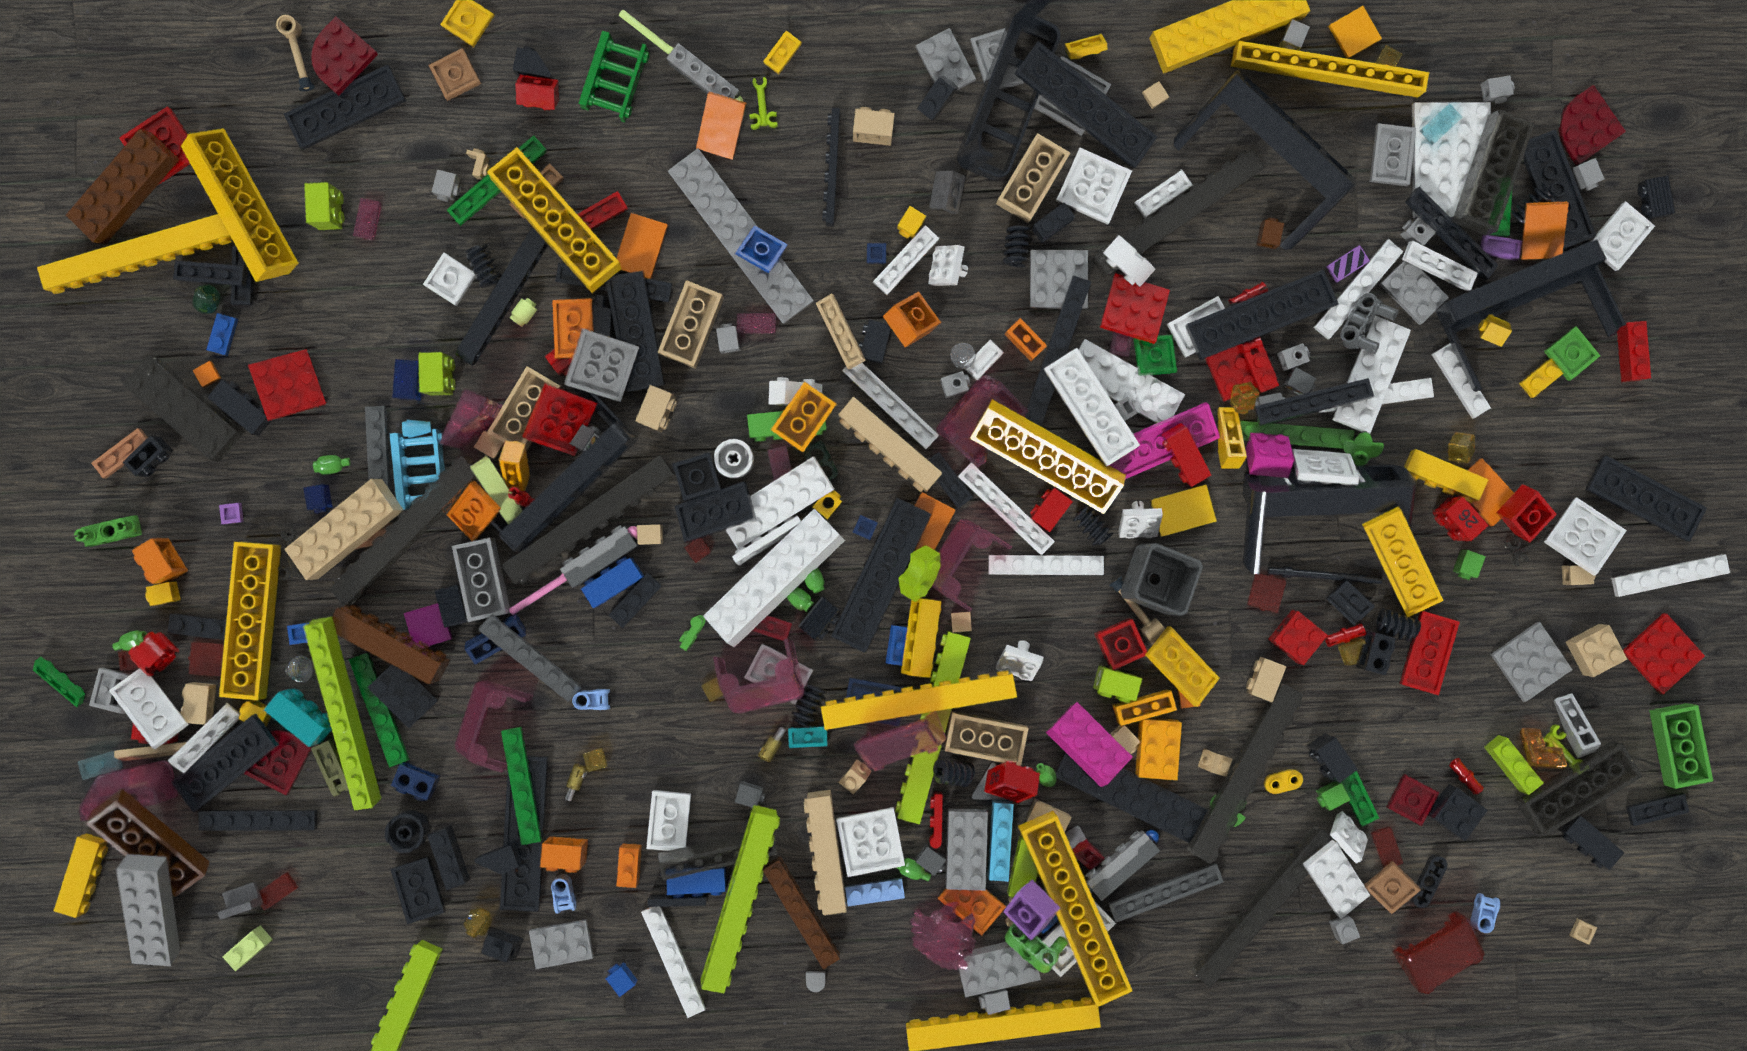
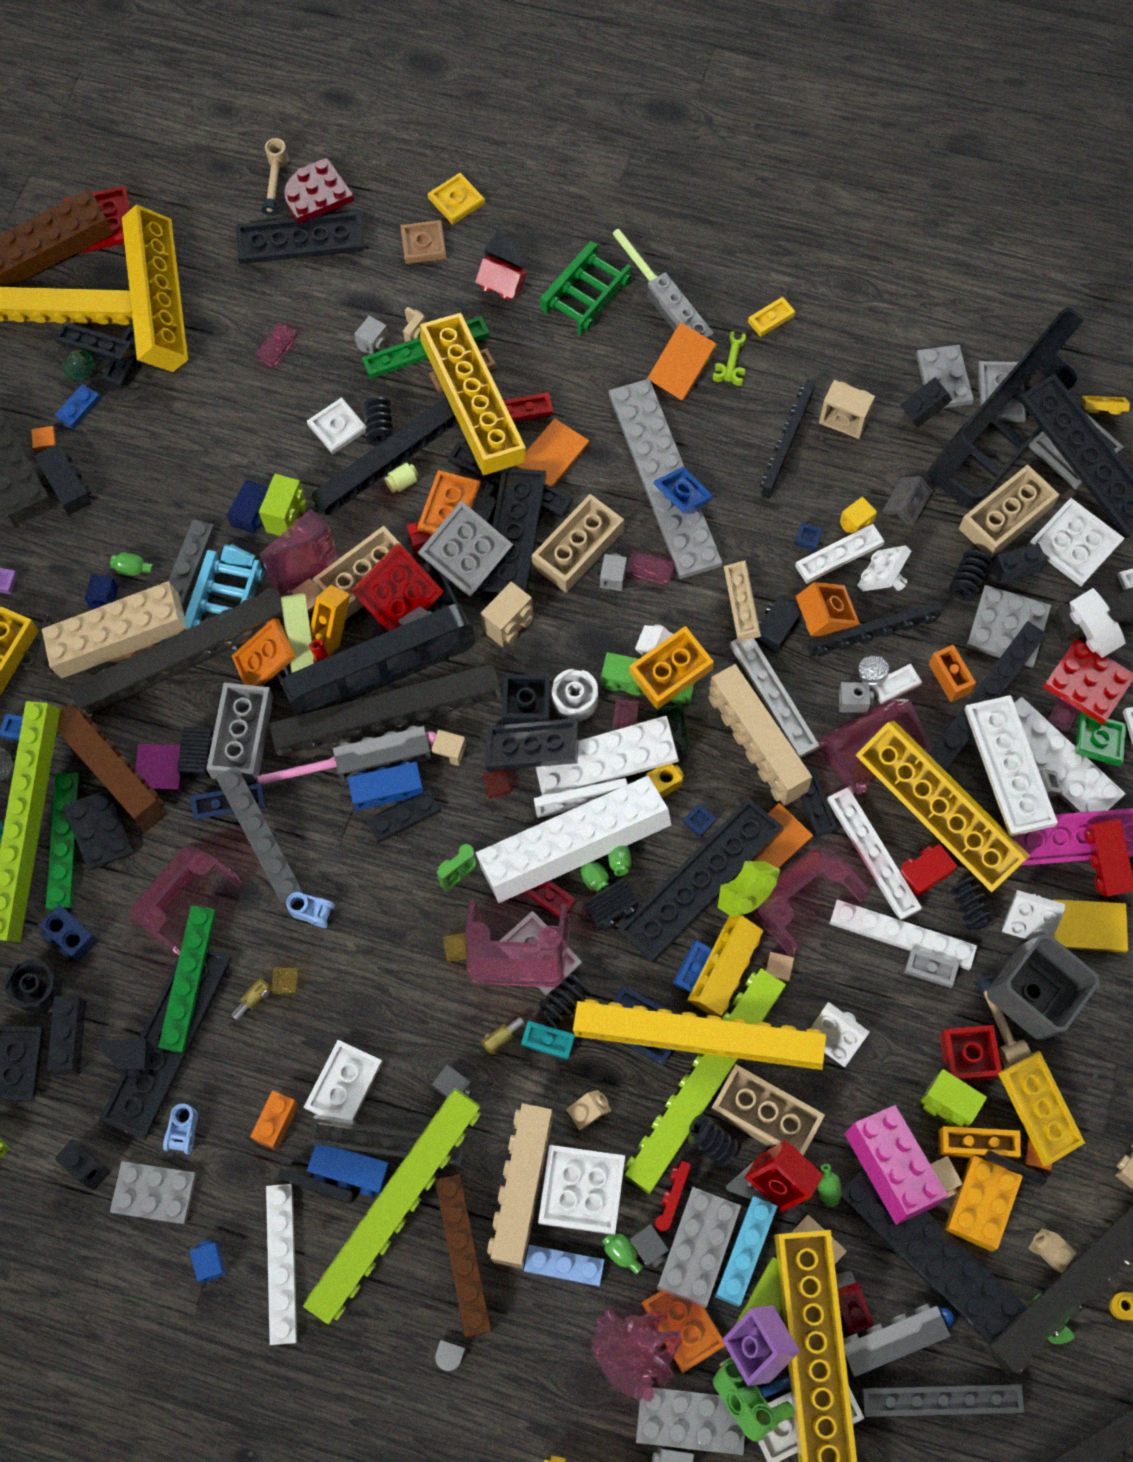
camera: 25 degrees right, 20 degrees down
(287, 384) = (121, 471): red plate -> none
(323, 206) = (238, 315): lime brick -> none
(477, 922) = (65, 1126): clear yellow head -> none
(564, 854) = (203, 1074): orange brick -> none
(901, 742) = (660, 1069): clear pink windscreen -> none
(947, 325) = (882, 627): none -> black plate
(1074, 584) = (931, 968): none -> light grey plate
(1175, 716) = (1015, 1167): none -> black bar

